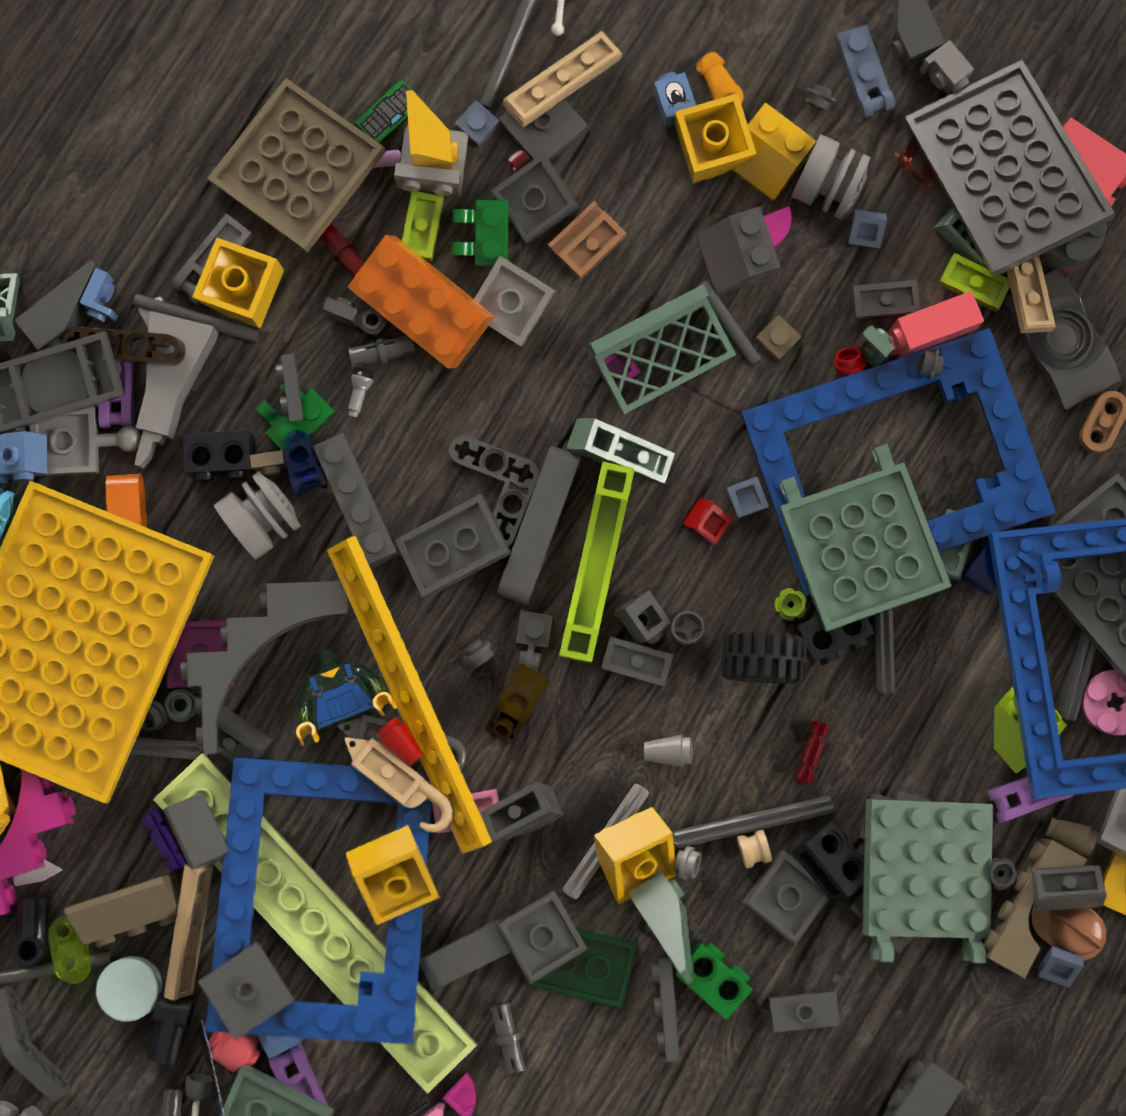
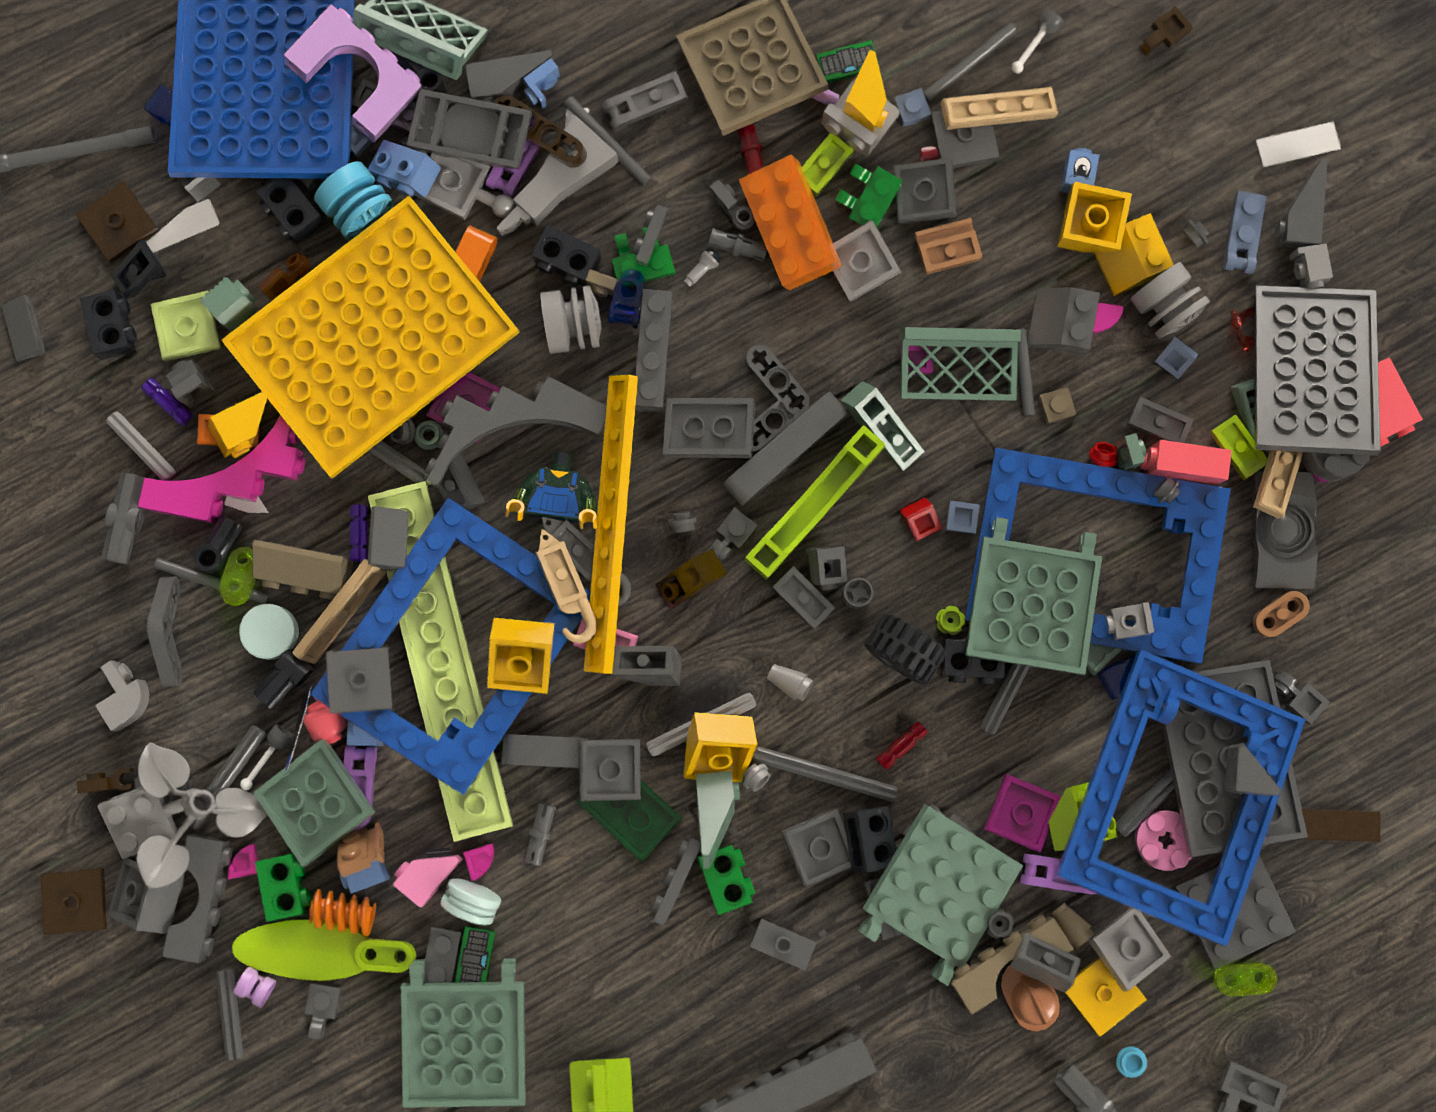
camera: 25 degrees right, 0 degrees up
(238, 282) = (655, 130): yellow slope -> none
(399, 740) = (583, 554): red cone -> none
(717, 77) = (1123, 173): light orange piece -> none
(754, 849) = (814, 795): tan wheel -> none
(963, 753) = (1022, 813): none -> magenta plate
(979, 505) = (1143, 621): none -> light grey brick
(1060, 966) = (1005, 1022): sand blue plate -> none

